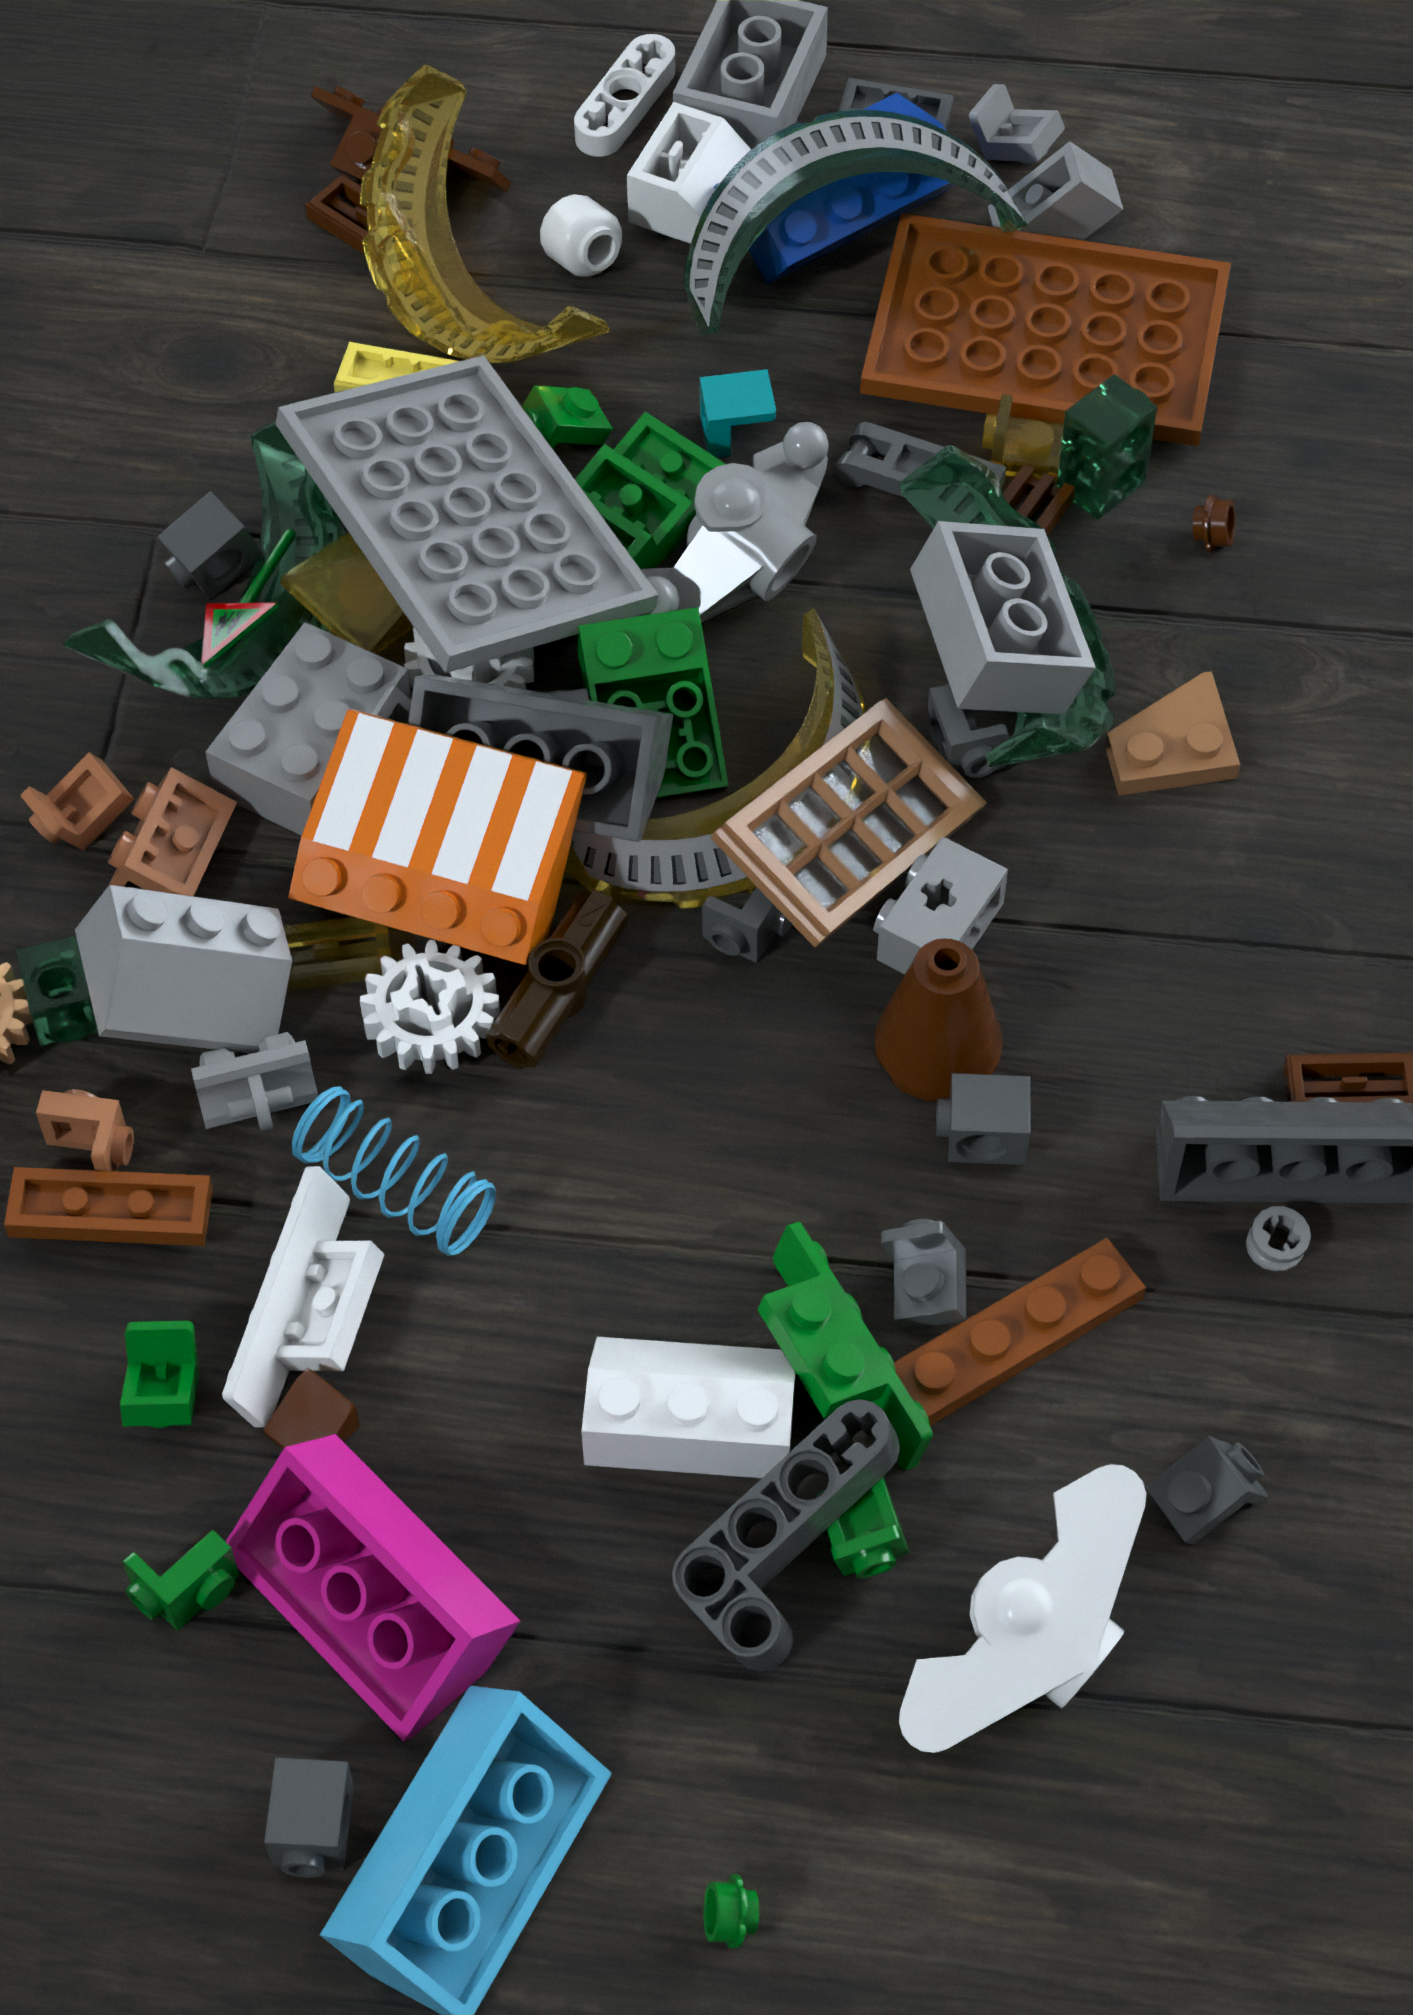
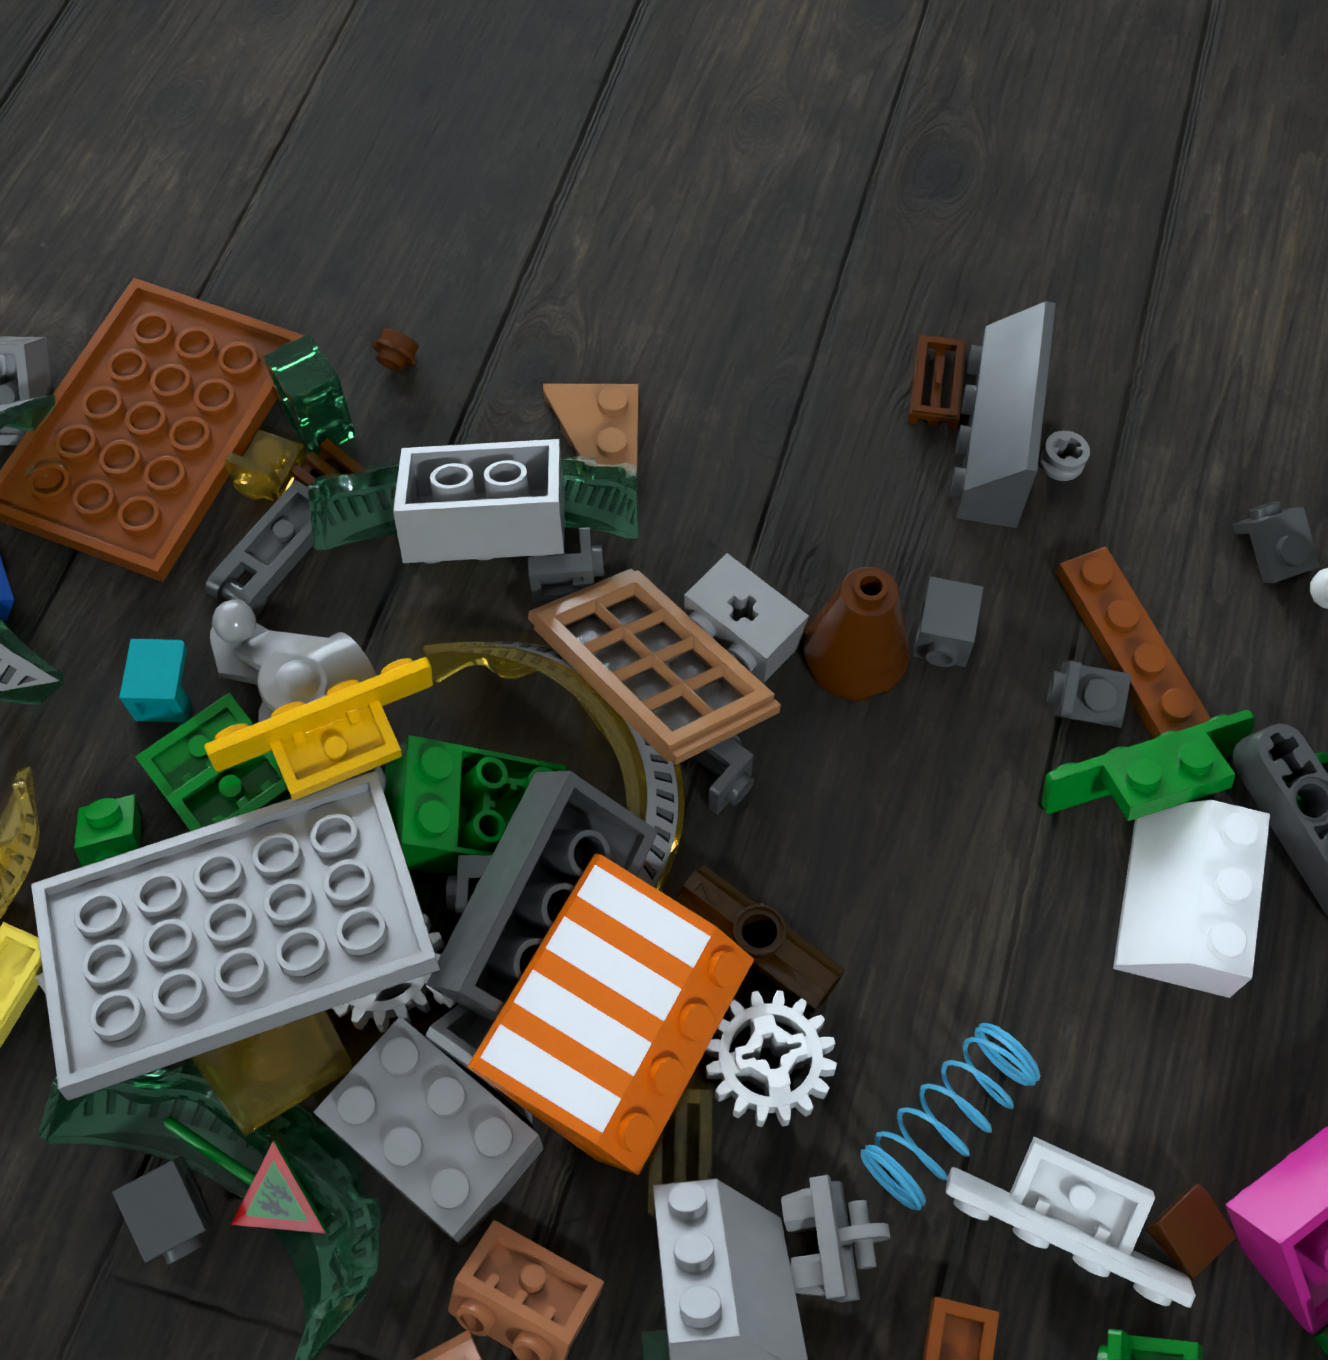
camera: 80 degrees left, 5 degrees up
(676, 538) = (330, 736): none -> yellow bracket

